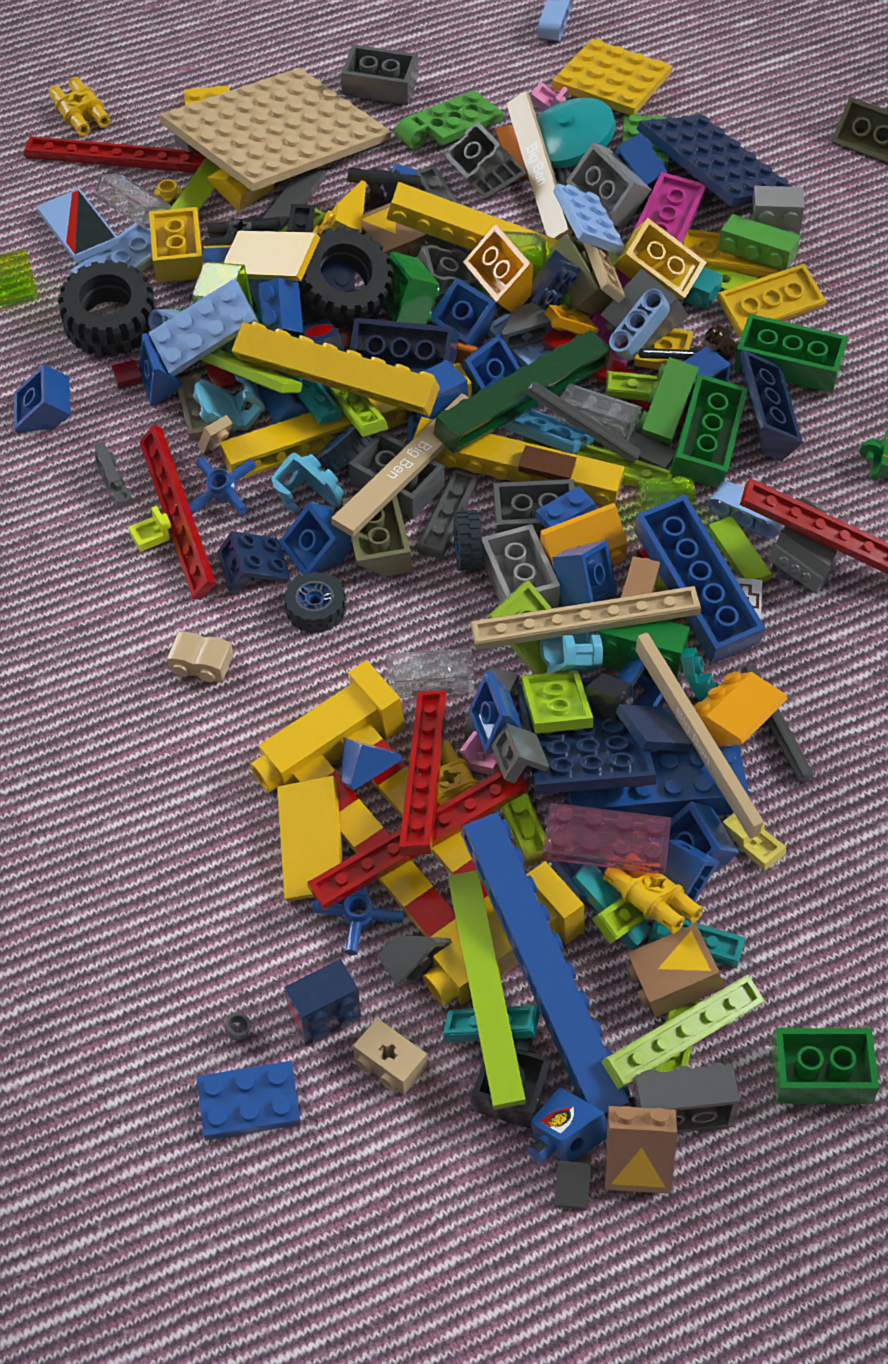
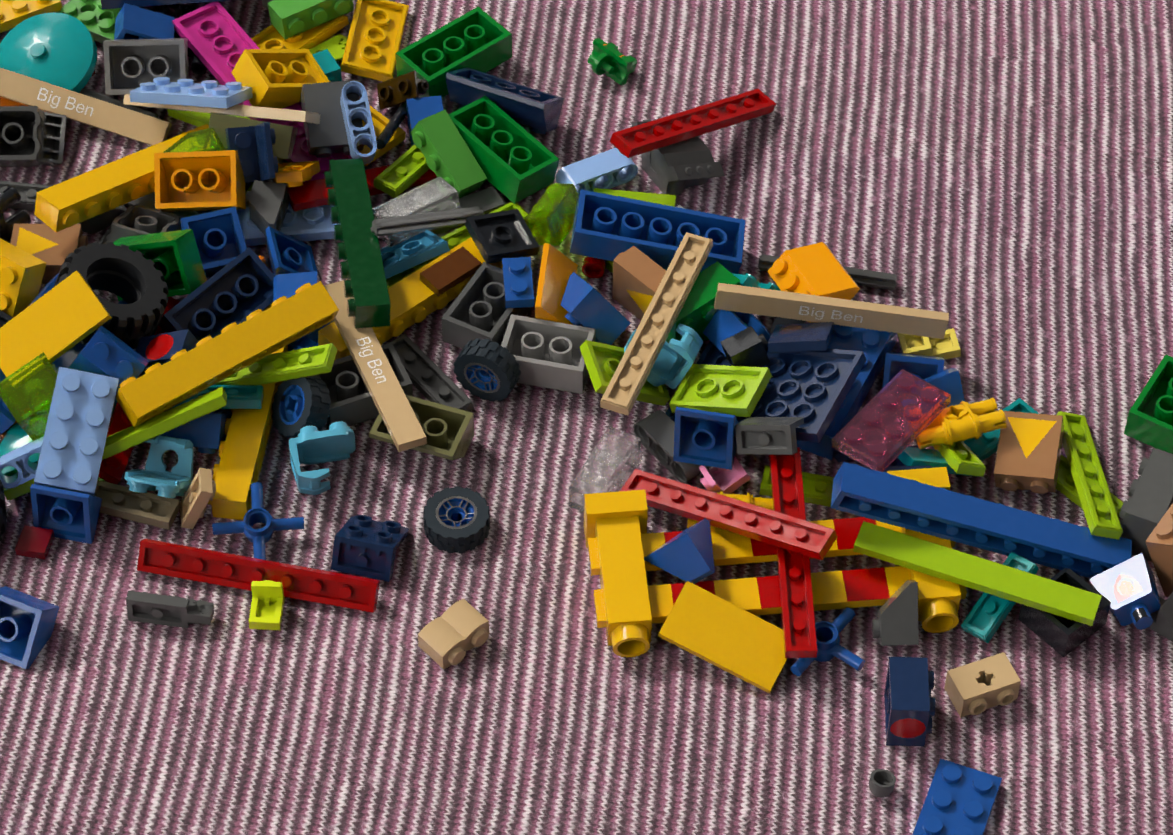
camera: 60 degrees left, 5 degrees down
(314, 541) = (386, 485): blue slope -> none
(608, 475) = (502, 235): none -> black plate

